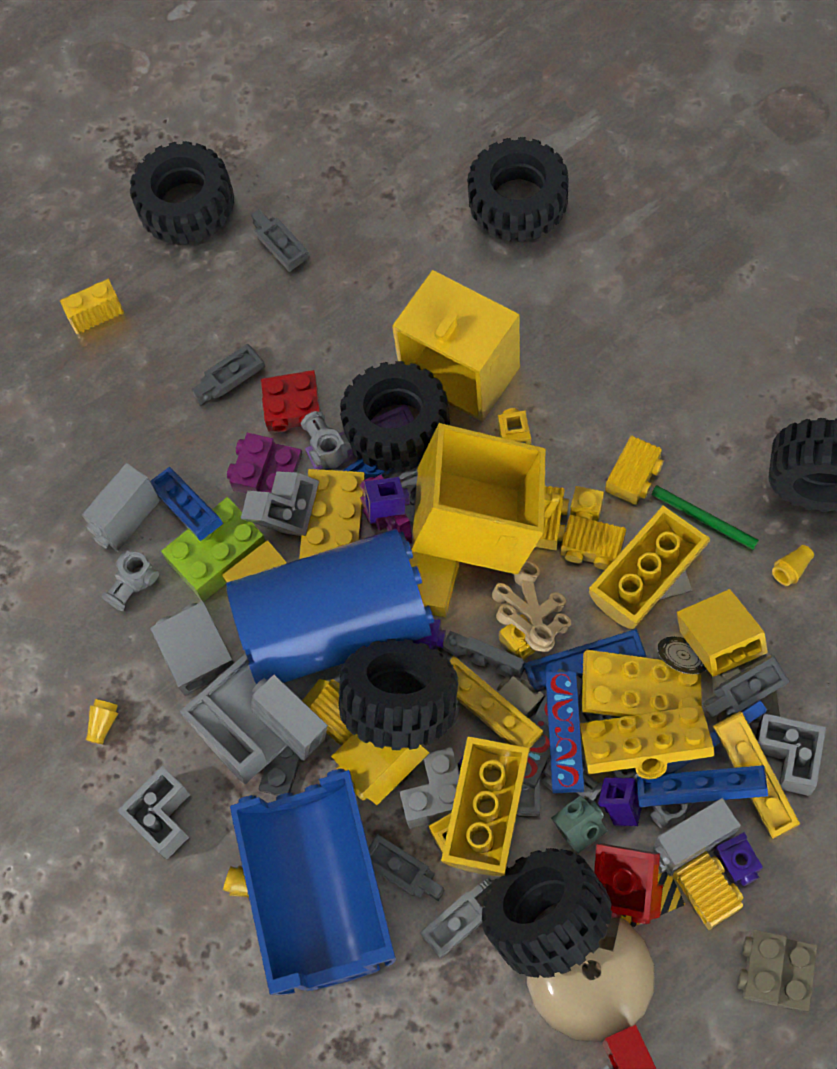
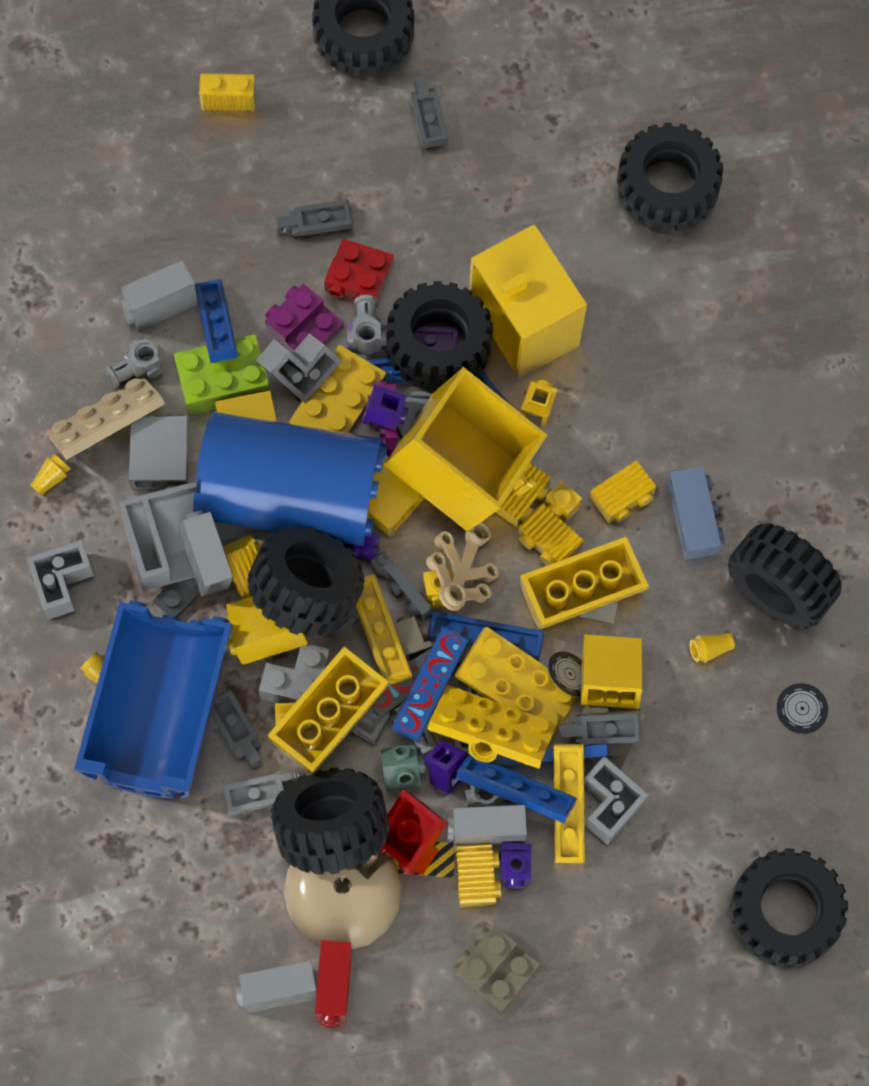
camera: 15 degrees right, 5 degrees up
(125, 642) = (104, 417): none -> tan plate
(705, 517) = (661, 565): green bar -> none
(707, 456) = (695, 512): none -> sand blue brick

